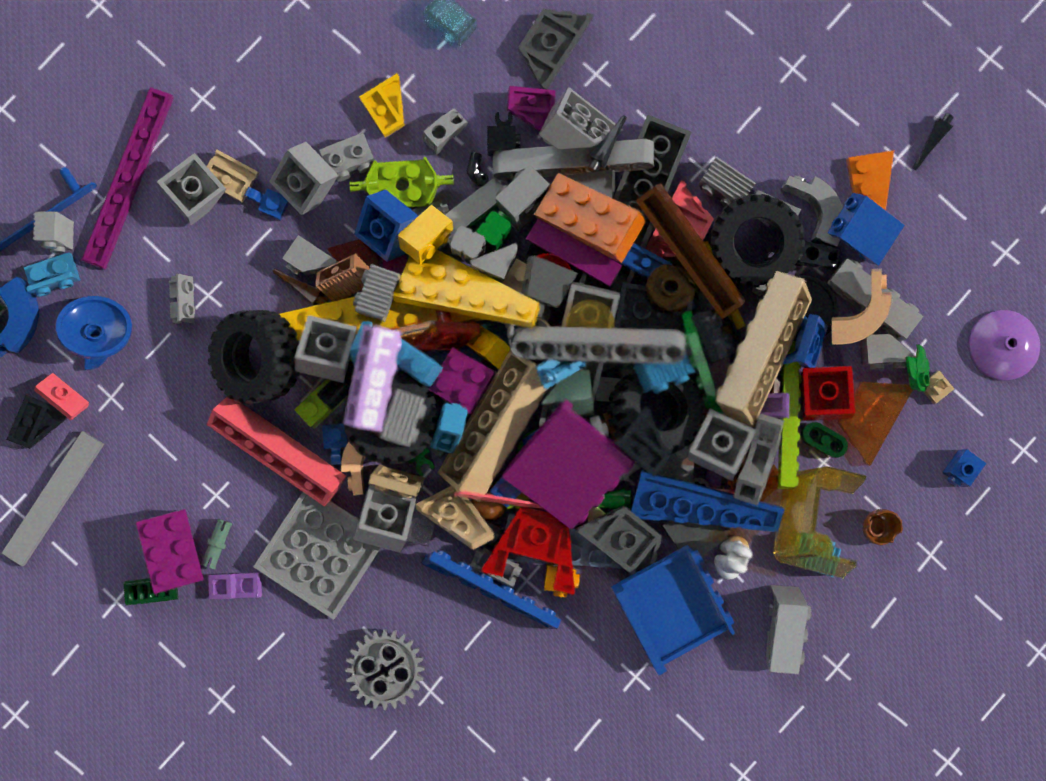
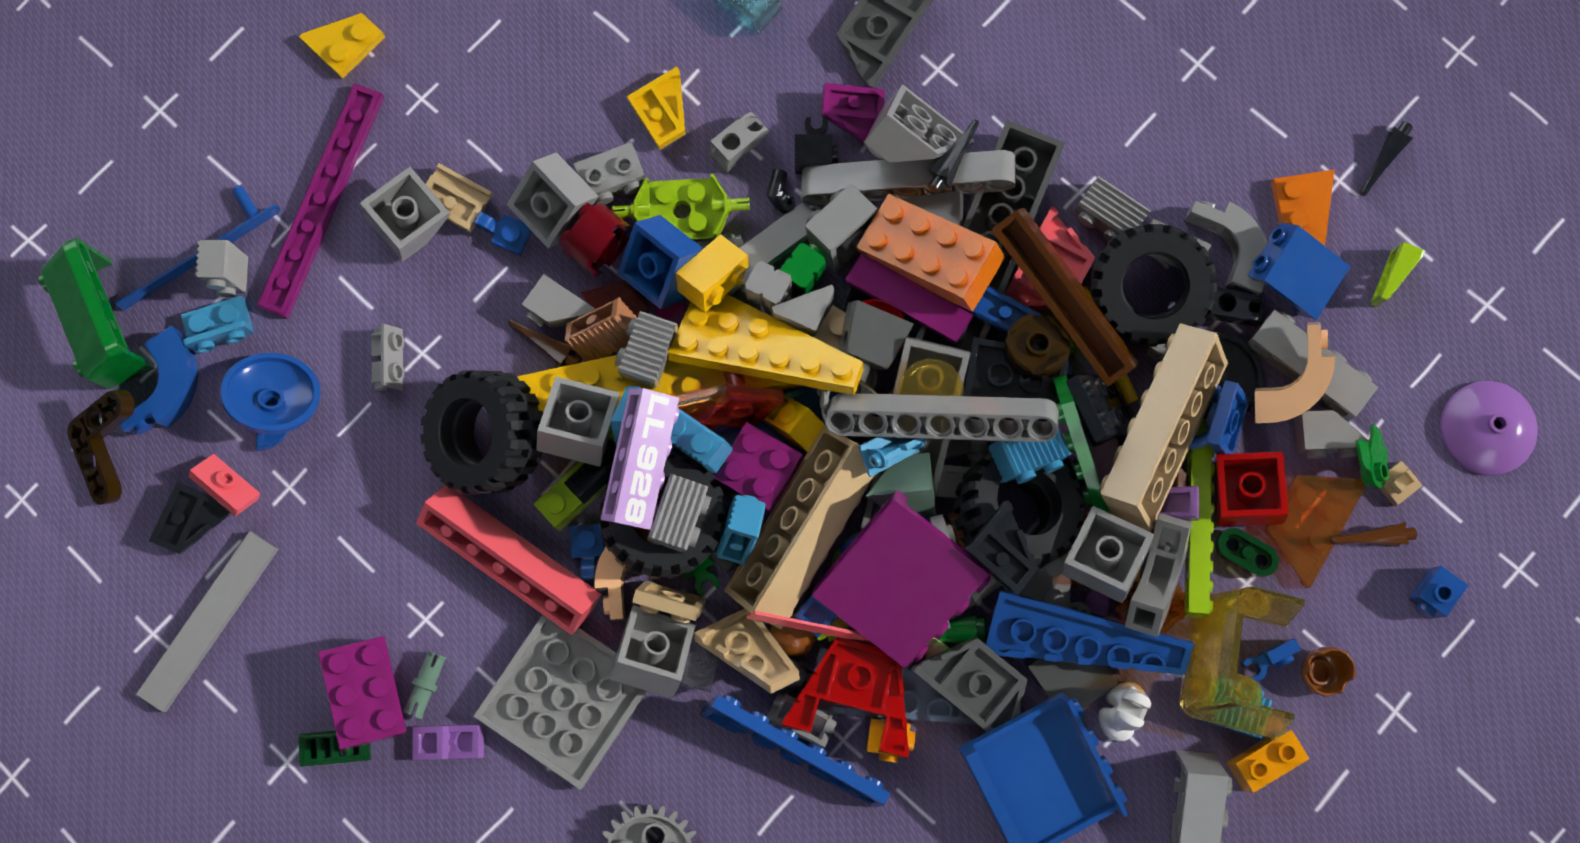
camera: 10 degrees right, 5 degrees down
(141, 55) = (344, 42): none -> yellow wing
(337, 207) = (595, 238): none -> dark red brick
(836, 593) = (1267, 761): none -> light orange brick
(847, 515) = (1278, 654): none -> blue plate
(929, 426) = (1389, 536): none -> reddish brown piece
(940, 224) = (1397, 268): none -> lime slope

